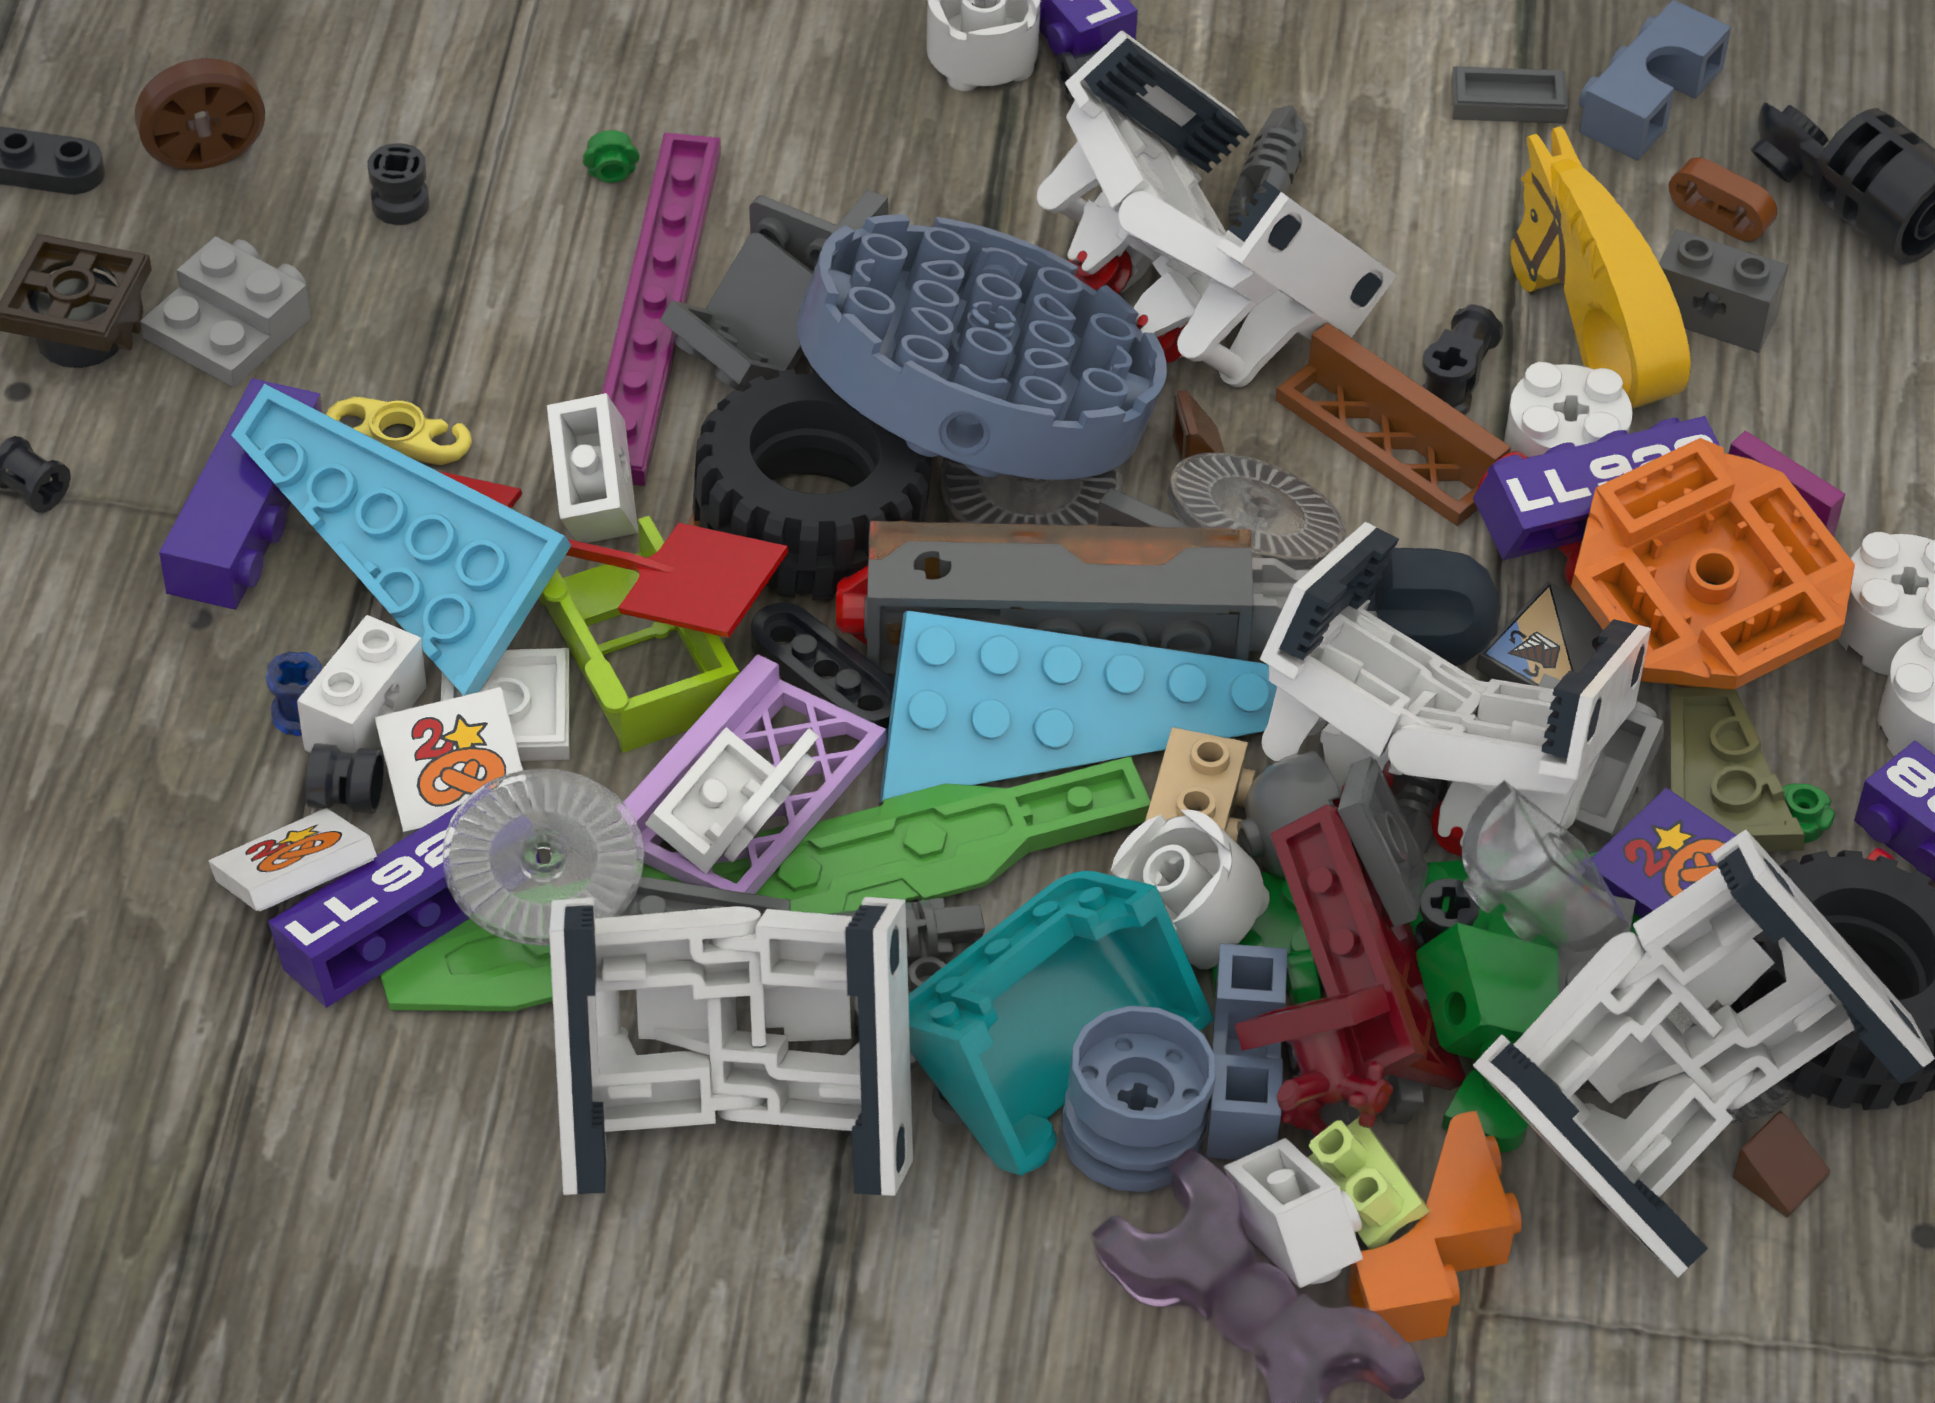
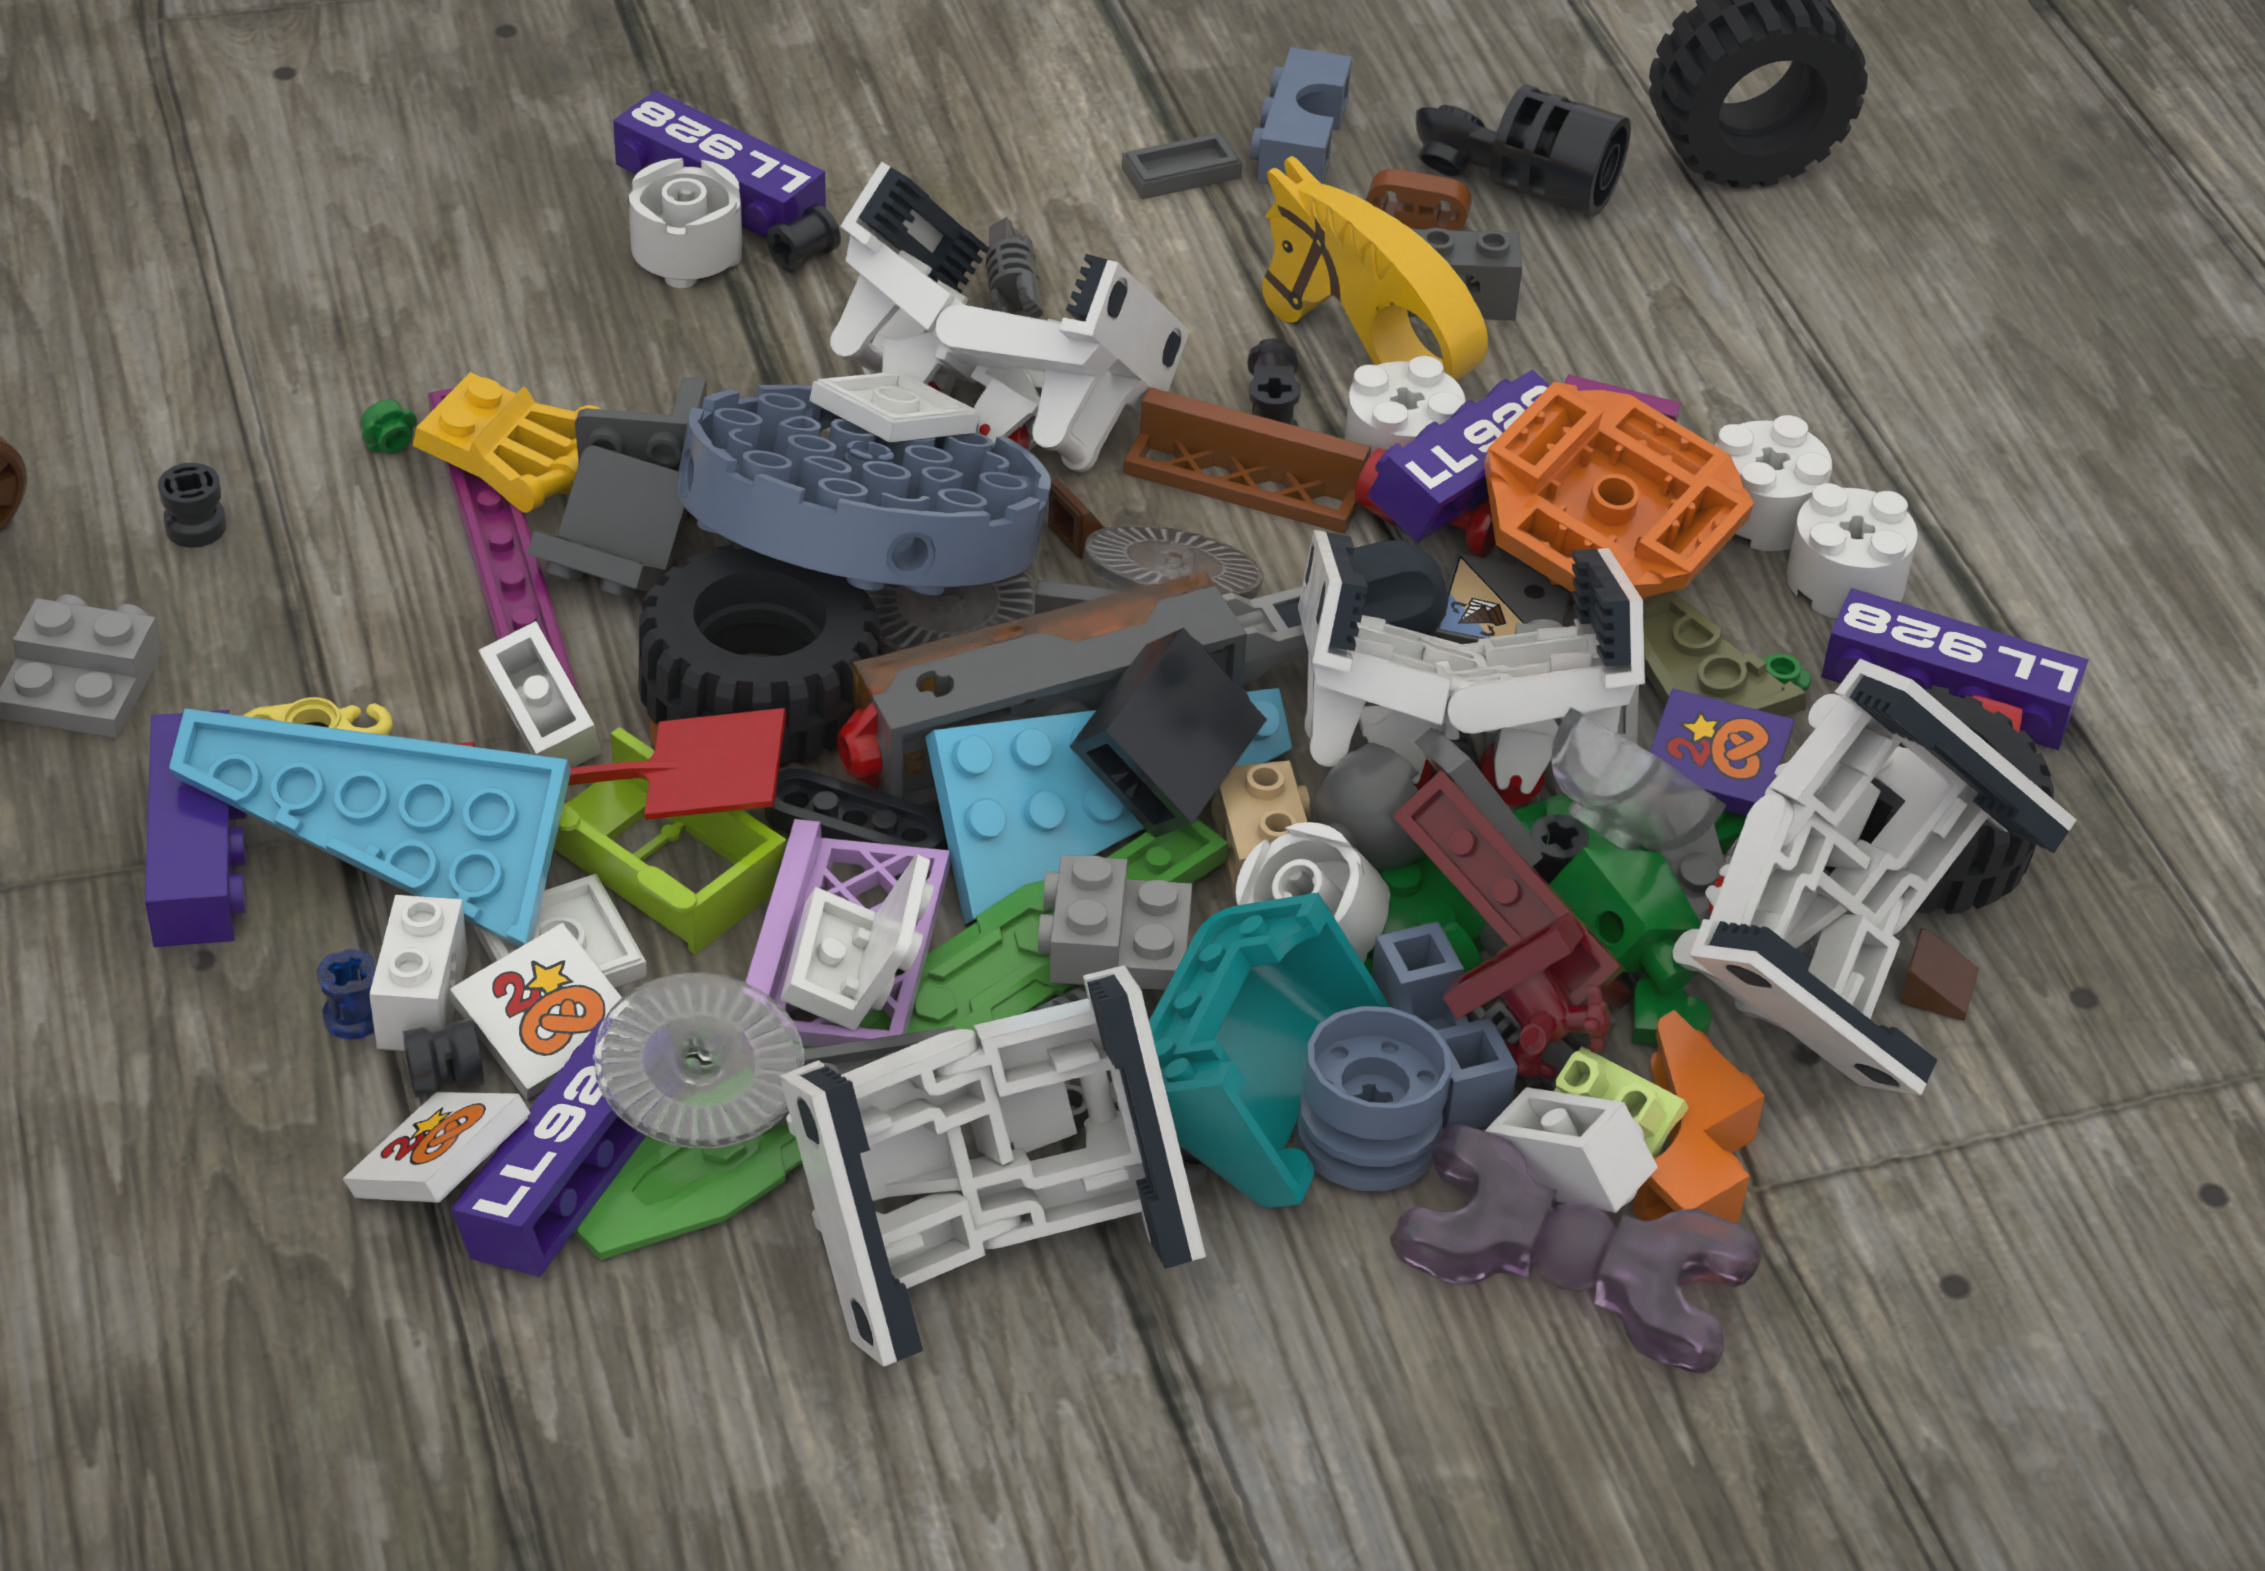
camera: 25 degrees left, 5 degrees down
(685, 180) = (504, 437): none -> yellow plate
(988, 848) = (1112, 922): none -> light grey plate
(1053, 275) = (894, 406): none -> white tile
(1130, 680) = (1169, 733): none -> black brick

